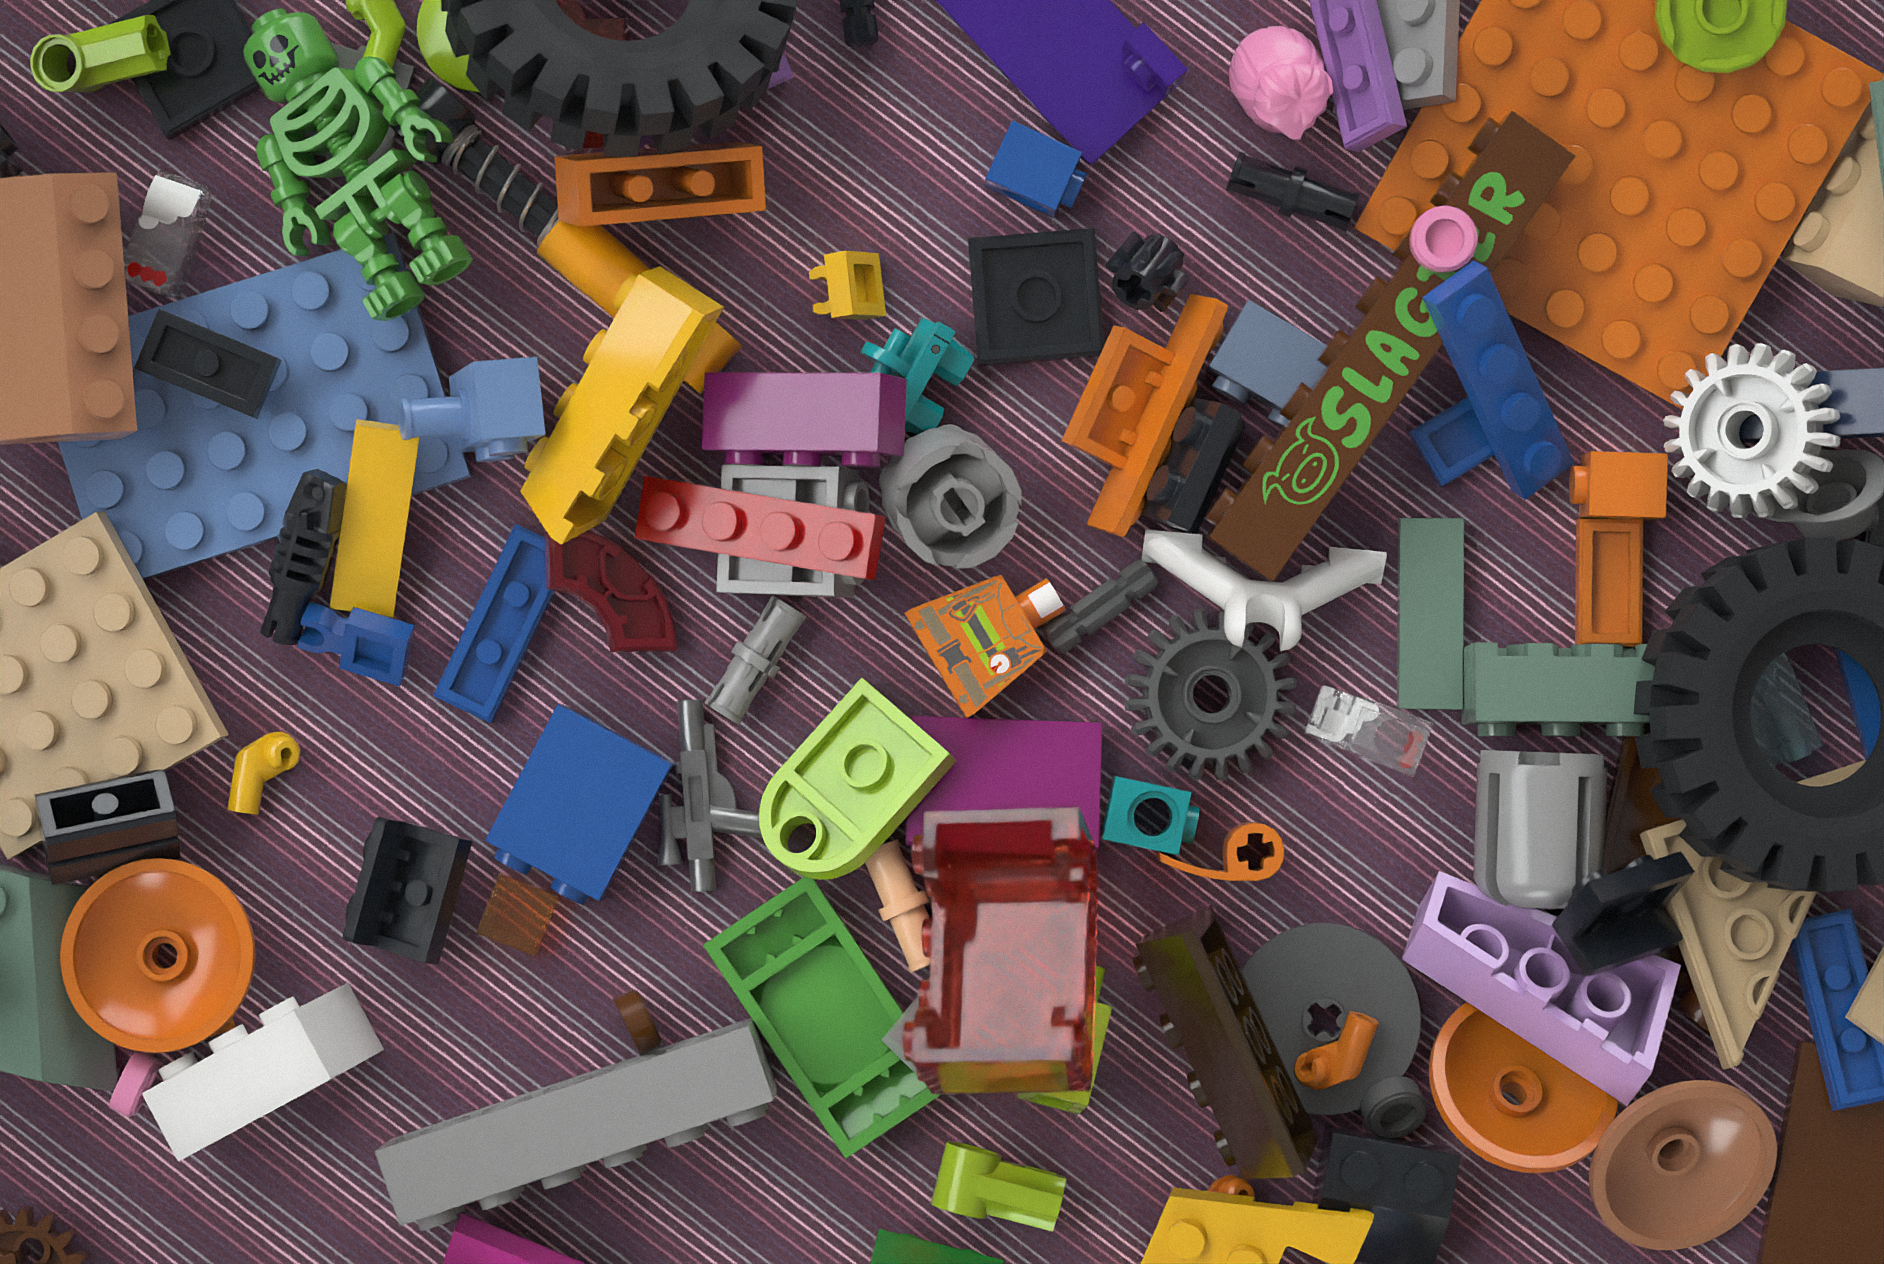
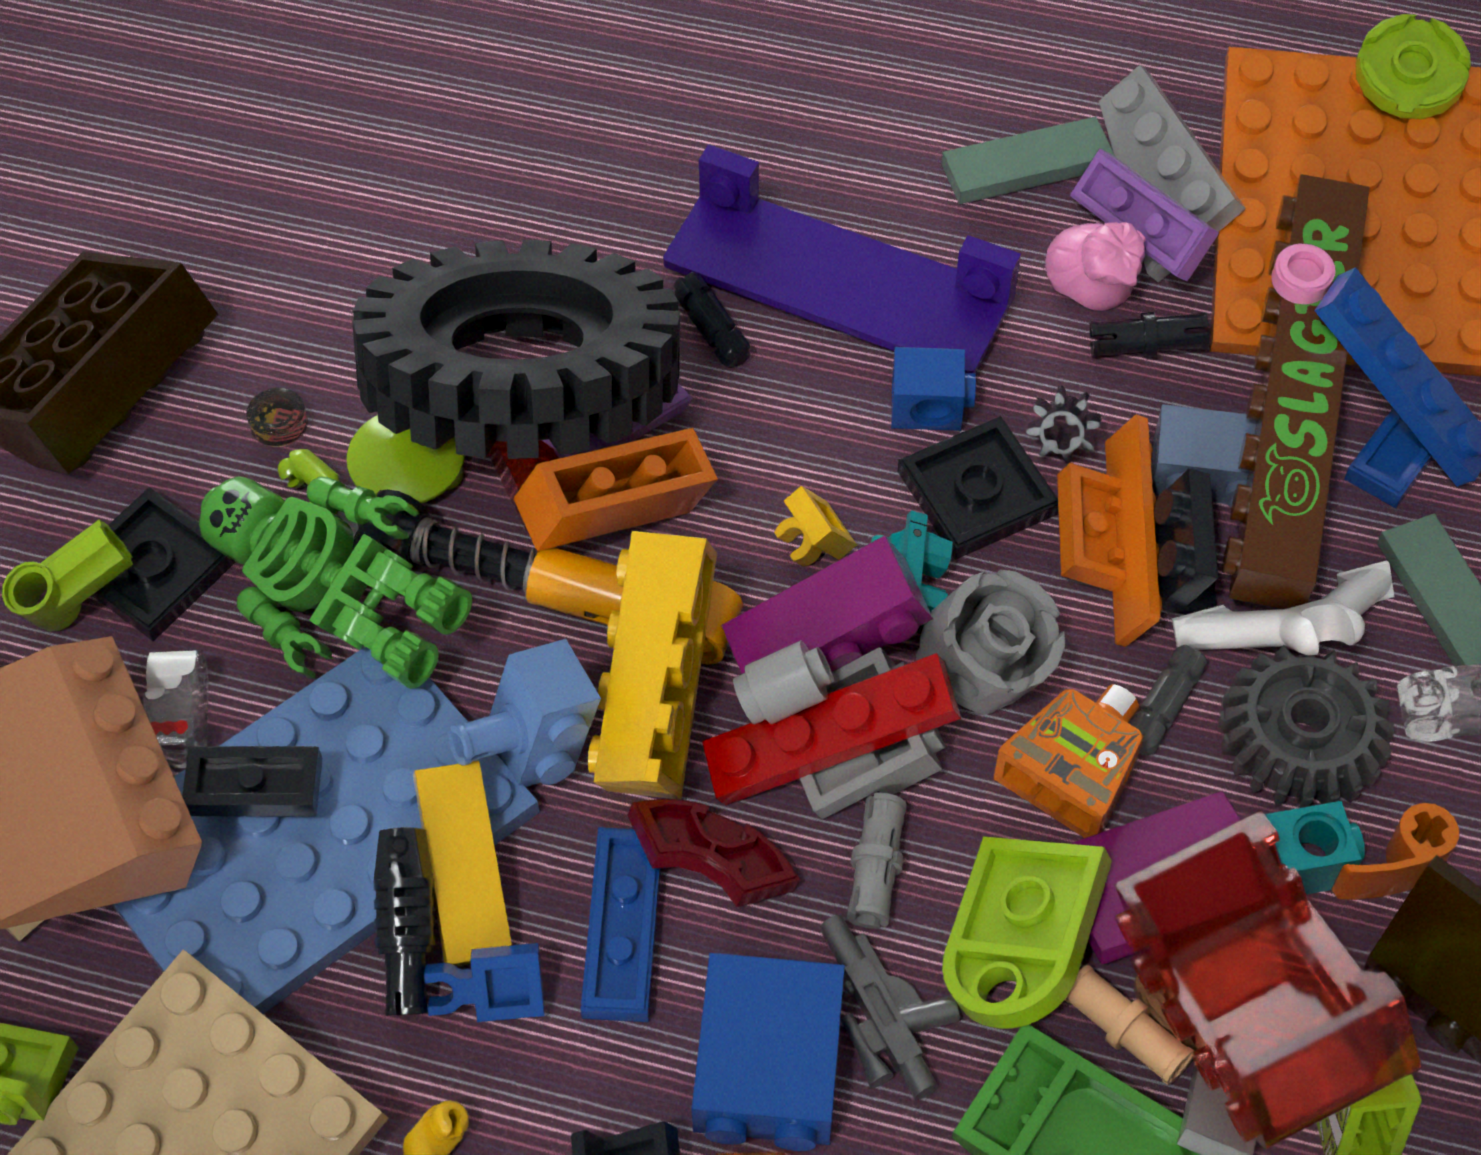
camera: 15 degrees left, 30 degrees down
(727, 474) = (783, 683): none -> light grey brick

